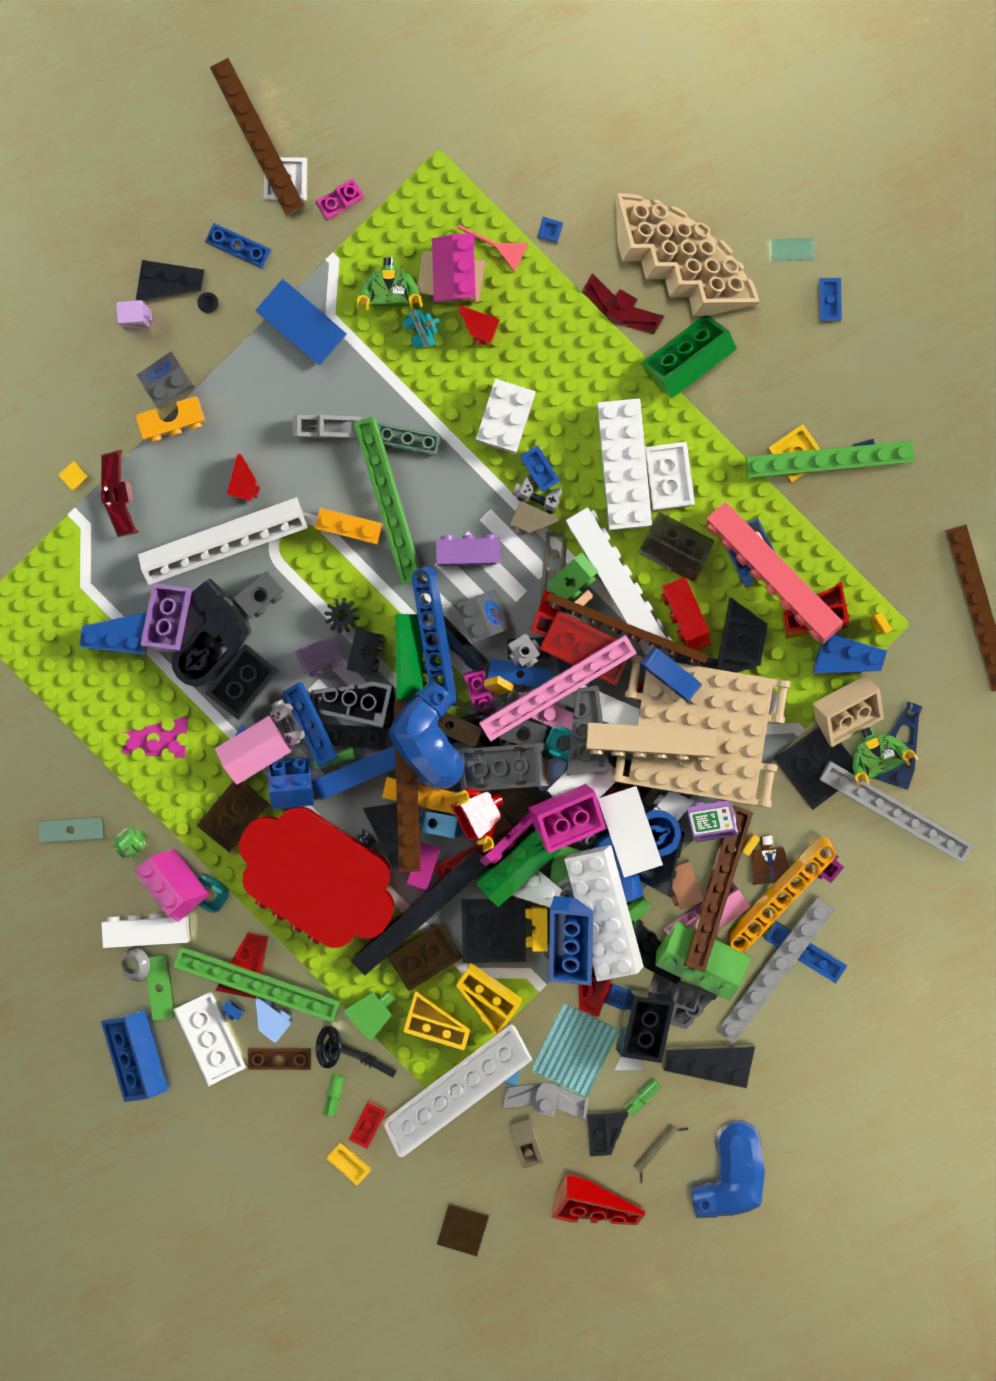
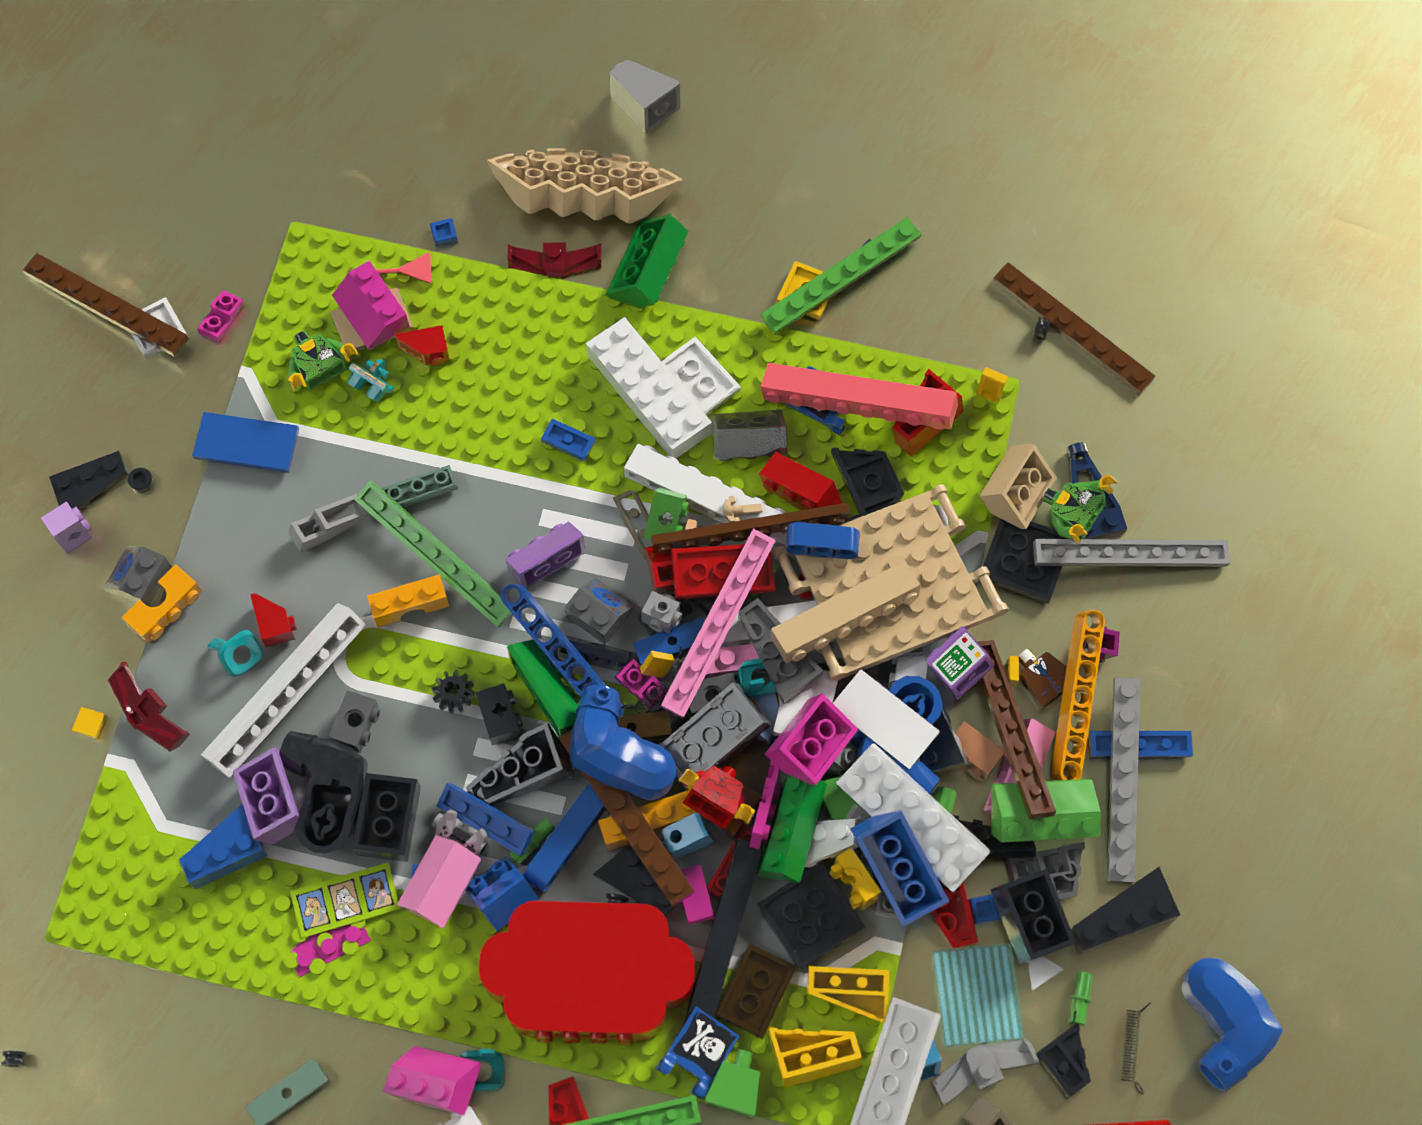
camera: 30 degrees left, 20 degrees down
(129, 843) = (361, 1067): bright green head -> none
(182, 719) = (344, 900): none -> sticker
(198, 485) = (226, 649): none -> teal piece
(232, 814) = (455, 967): dark brown tile -> none
(249, 251) = (154, 411): blue tile -> none
(320, 655) = (454, 740): clear purple brick -> none
(361, 973) = (699, 1049): none -> flag
(366, 736) = (554, 800): black tile -> none
(505, 416) = (504, 410): white brick -> none
(525, 492) = (568, 469): light grey piece -> none
(531, 519) = (590, 489): dark tan slope -> none
(620, 604) = (730, 511): none -> tan piece
(775, 207) = (644, 93): none -> light grey slope
(792, 249) = (683, 125): clear light blue tile -> none
(830, 299) = (747, 145): blue plate -> none
(846, 655) = (981, 435): blue wedge -> none
(954, 594) = (1041, 328): none -> black bush

